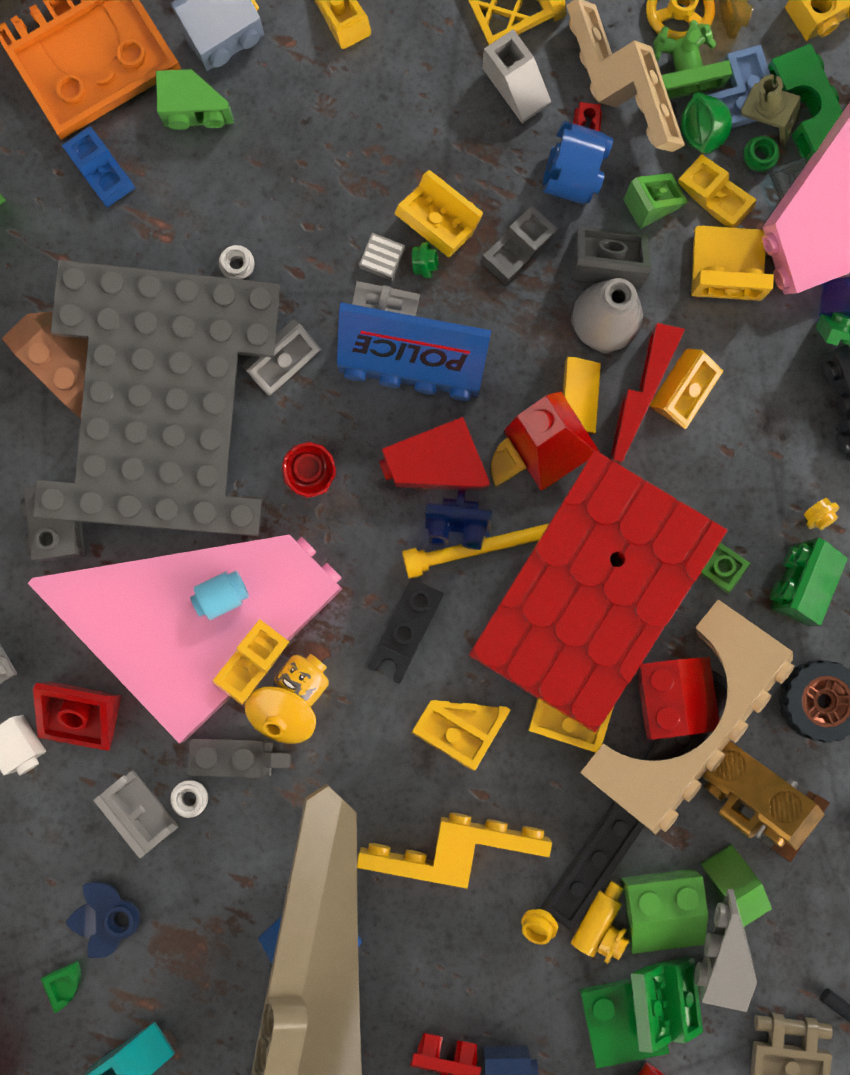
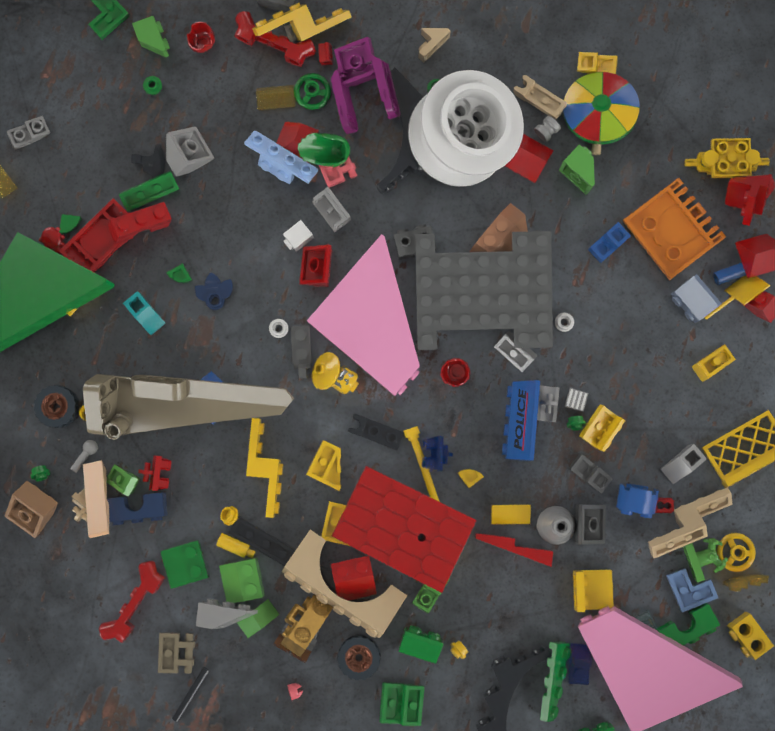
camera: 90 degrees right, 0 degrees up
(136, 813) = (268, 302): light grey hinge -> none
(189, 101) = (650, 286): bright green slope -> none
(219, 595) = (384, 333): medium azure brick -> none
(250, 662) = (351, 353): yellow slope -> none
(436, 460) = (467, 439): red slope -> none
(550, 439) = (484, 499): red slope -> none
(613, 944) = (223, 555): yellow plate -> none
(653, 198) = (625, 546): bright green slope -> none
(666, 1004) = (196, 584): green slope -> none
(686, 387) = (521, 572): yellow slope -> none
(705, 123) = (669, 570): green hat -> none
(715, 193) = (632, 580): yellow slope -> none
(767, 146) = (663, 603): green plate -> none
(773, 106) = (681, 607): olive bracket -> none

